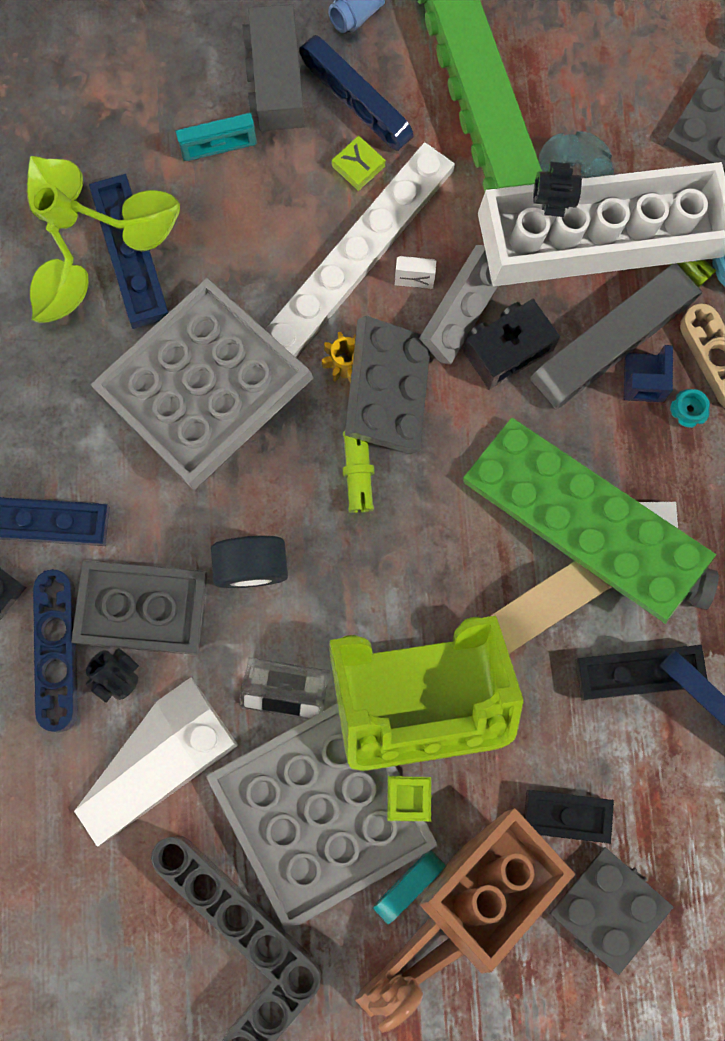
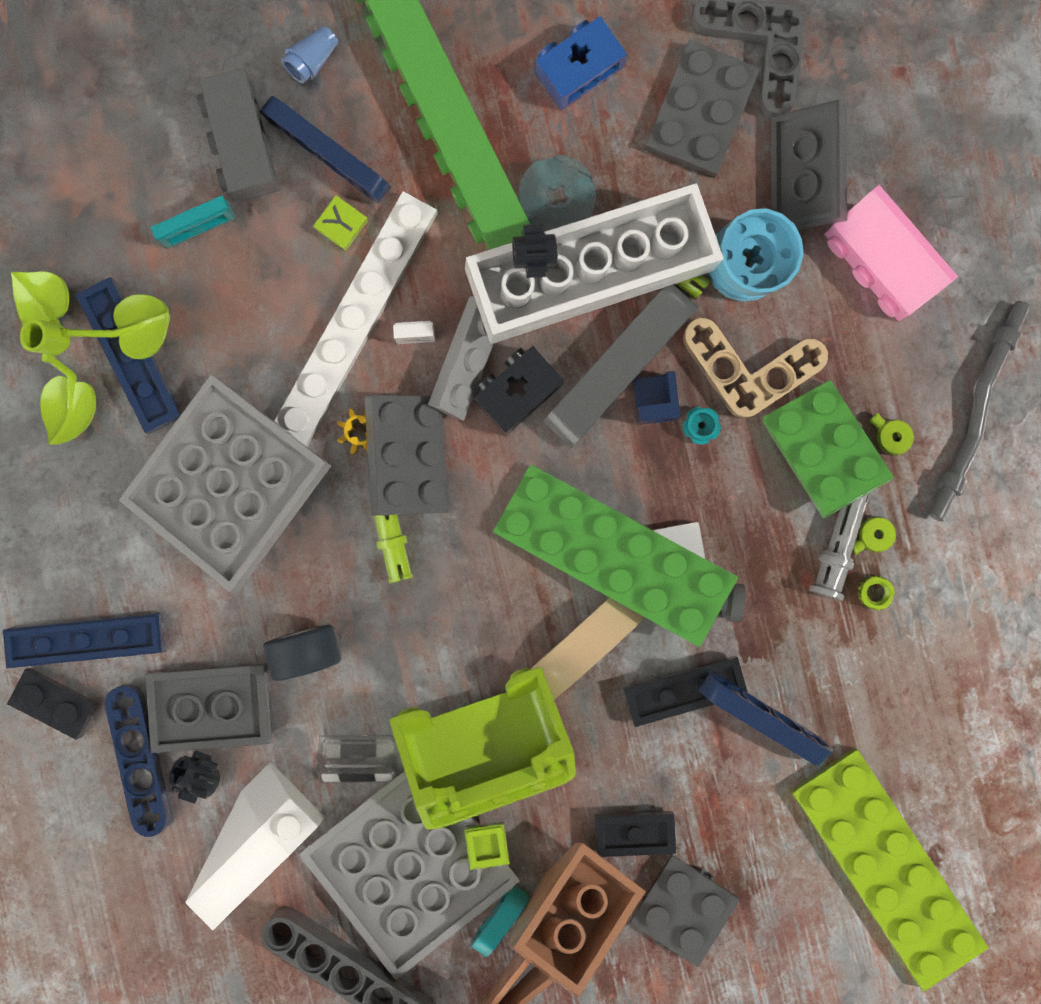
camera: 10 degrees left, 10 degrees up
(614, 53) = (571, 81): none -> blue brick

